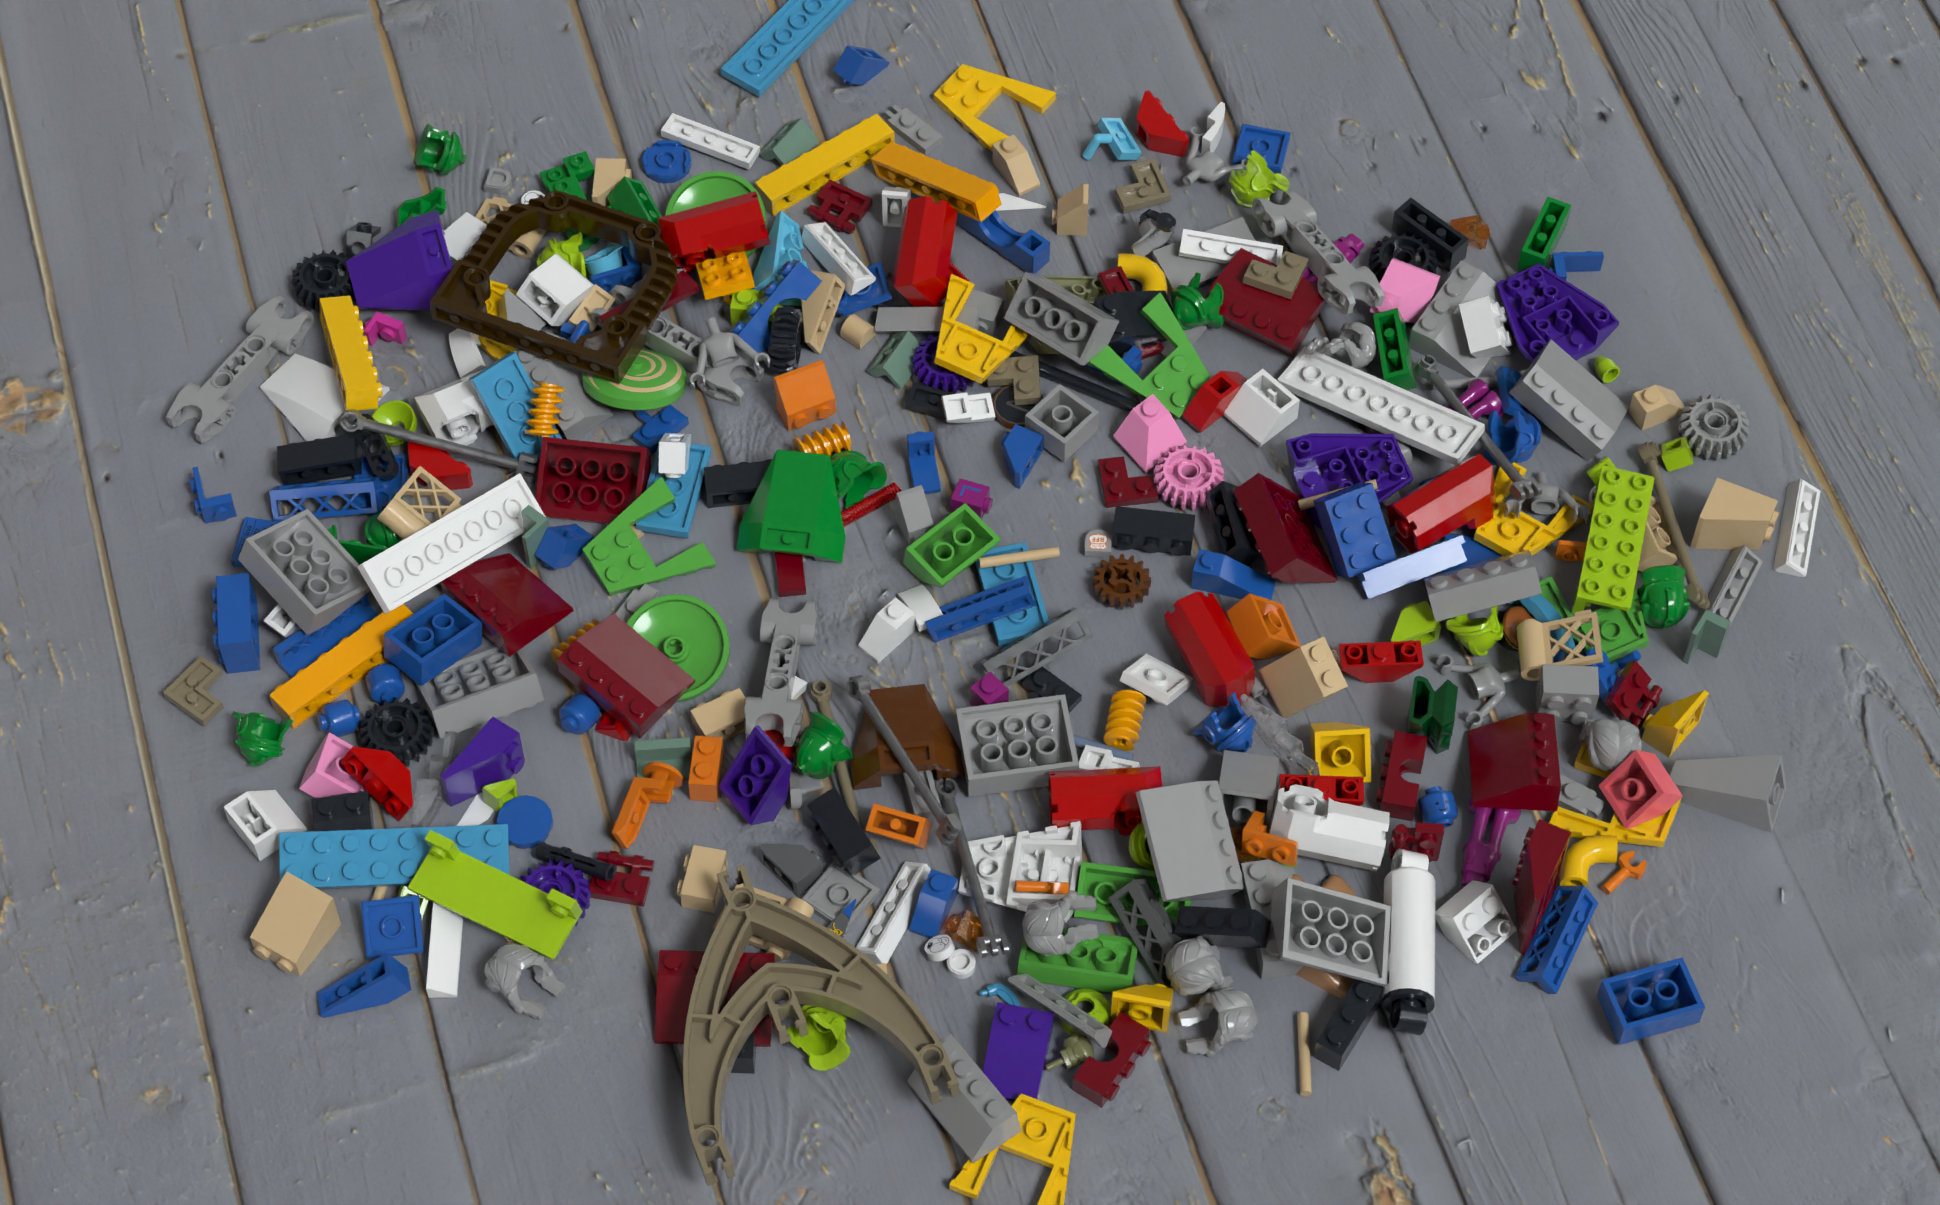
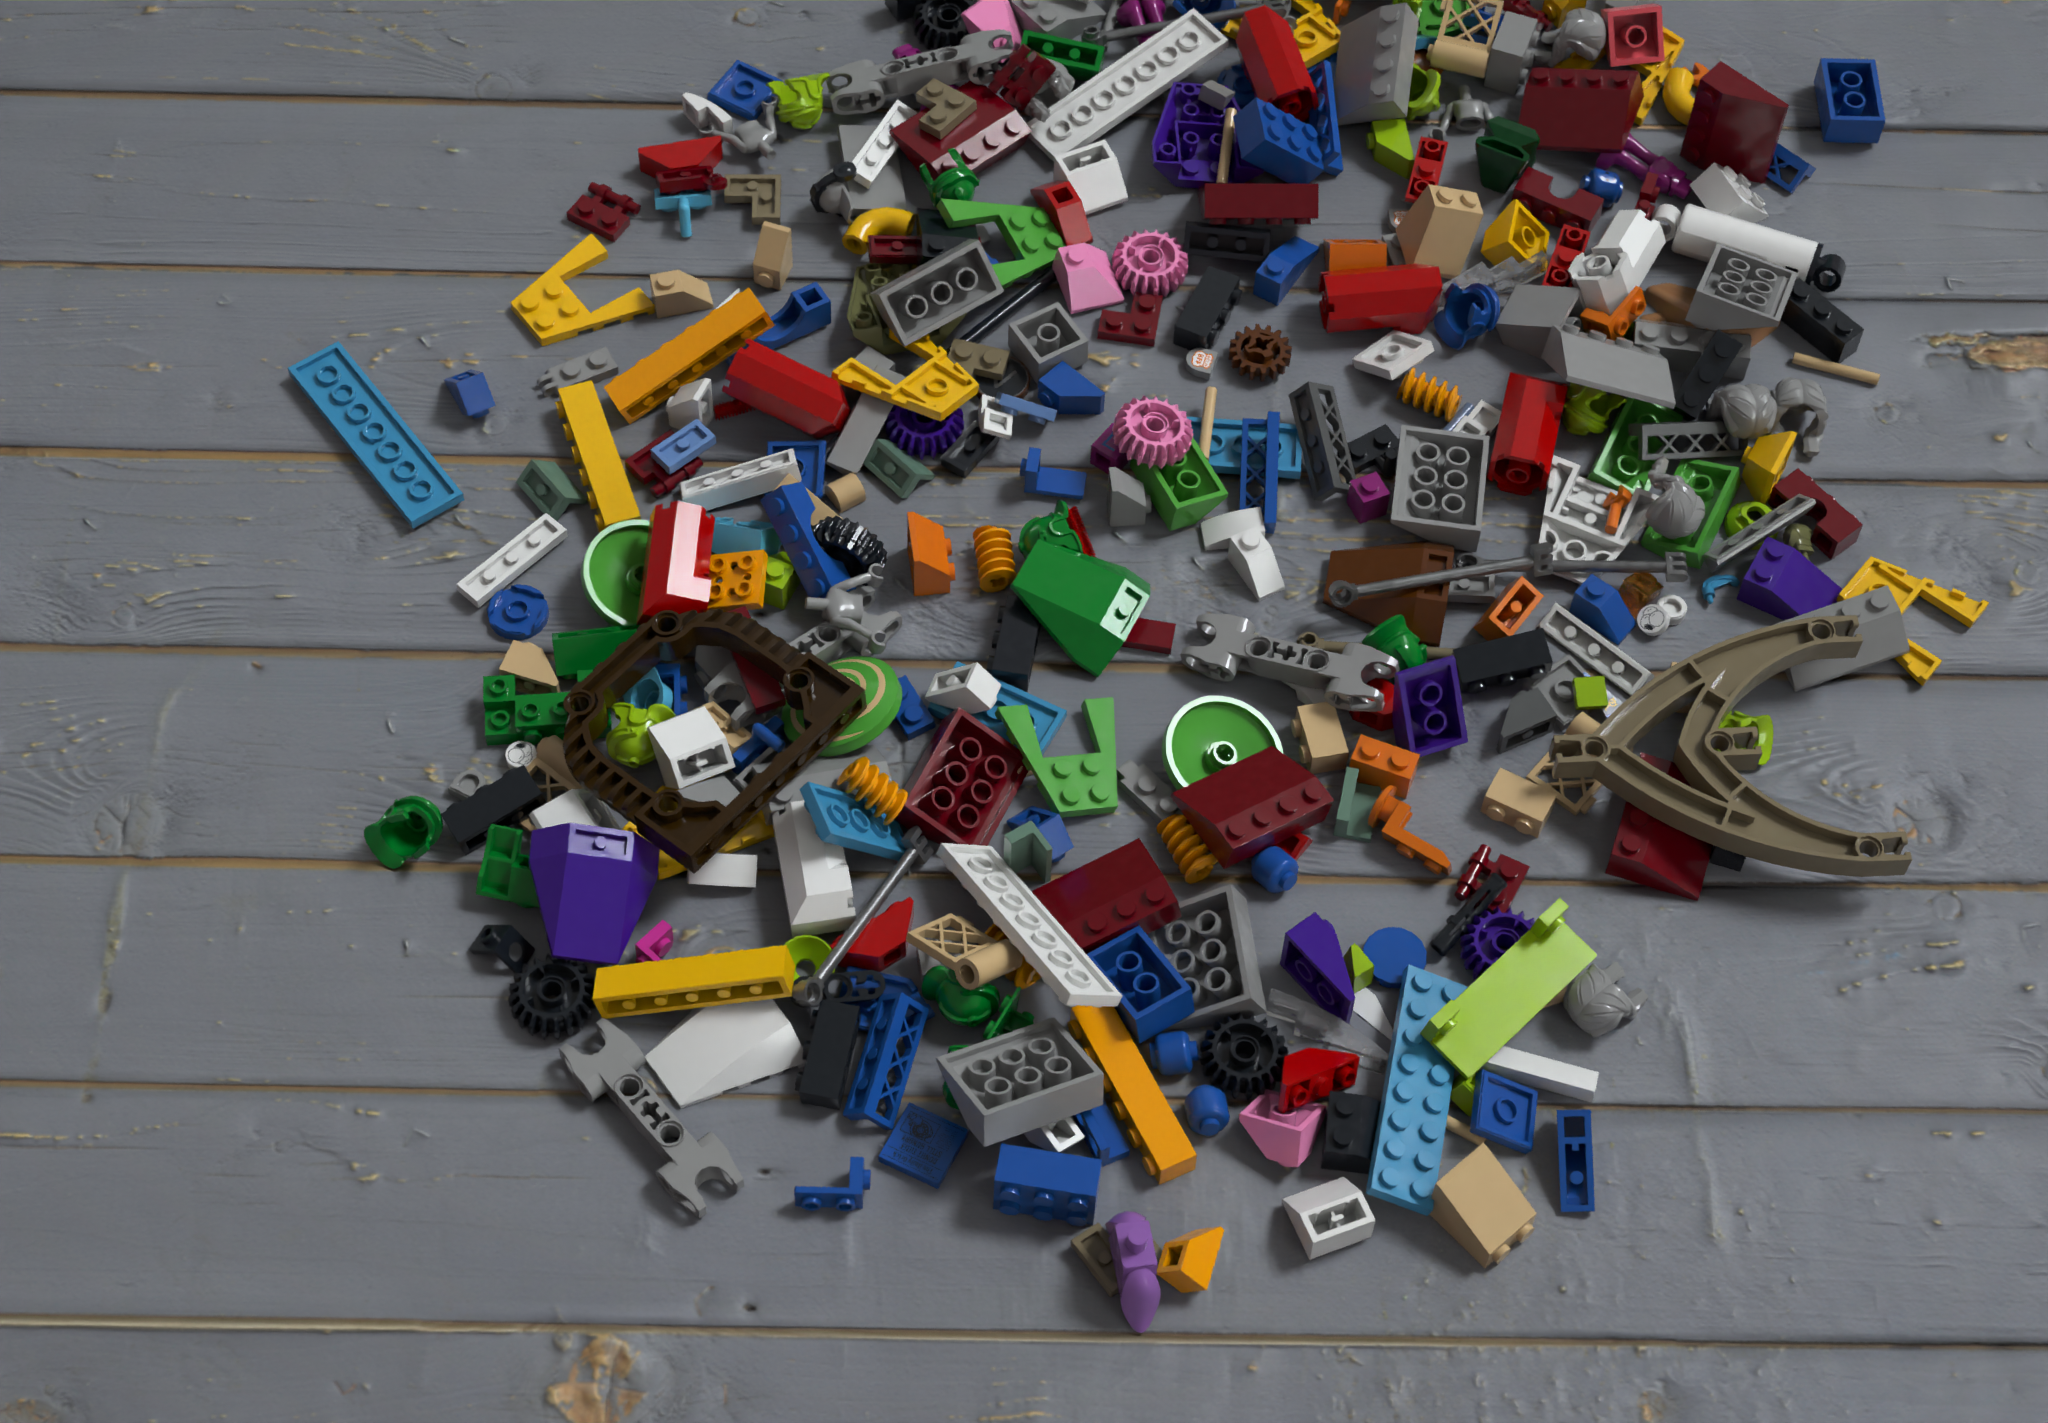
camera: 75 degrees left, 0 degrees up
(183, 690) = (1134, 1267): none -> medium lavender torso
(202, 735) = (1190, 1259): none -> light orange slope
(260, 737) = (1211, 1195): green helmet -> none
(472, 194) = (500, 803): none -> black brick
(834, 907) = (1589, 692): none -> lime tile
(850, 208) = (683, 446): none -> medium blue plate
(969, 522) = (1152, 432): none -> bright pink gear
(987, 424) = (1036, 412): none -> medium blue plate
(1077, 95) = (599, 218): none -> dark red plate
(1131, 133) = (689, 178): none -> dark red hinge
(1340, 324) = (1026, 81): none -> dark red plate
(1388, 466) = (1215, 94): none -> light grey slope

